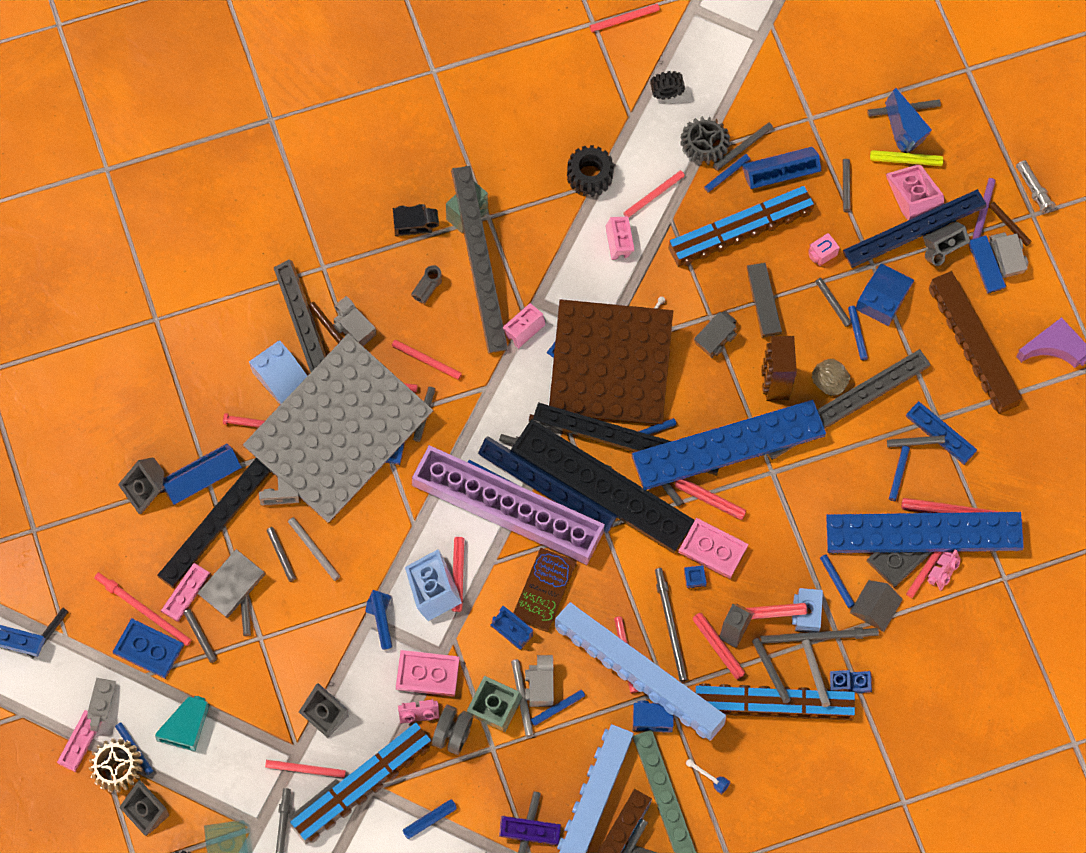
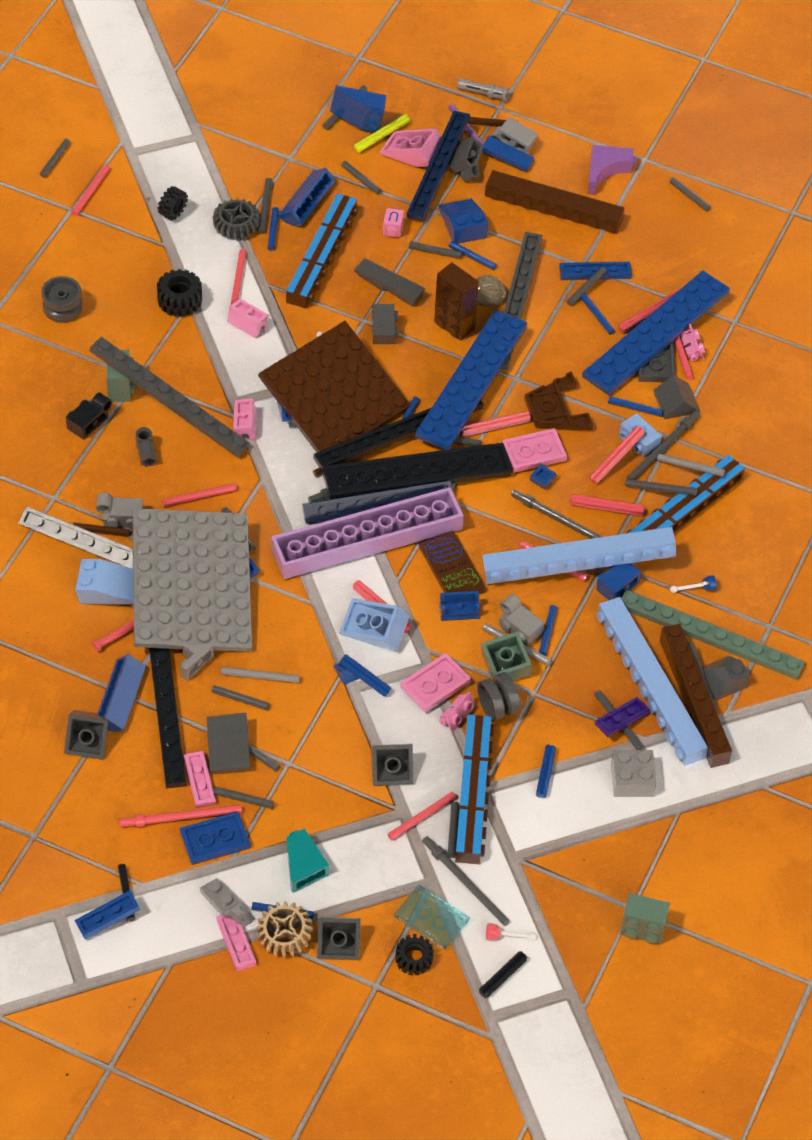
camera: 45 degrees left, 15 degrees down
(496, 100) = (62, 299): none -> dark grey wheel
(735, 624) = (606, 478): dark grey slope -> none
(767, 519) = (549, 408): none -> reddish brown wing
(854, 681) = (717, 452): blue slope -> none

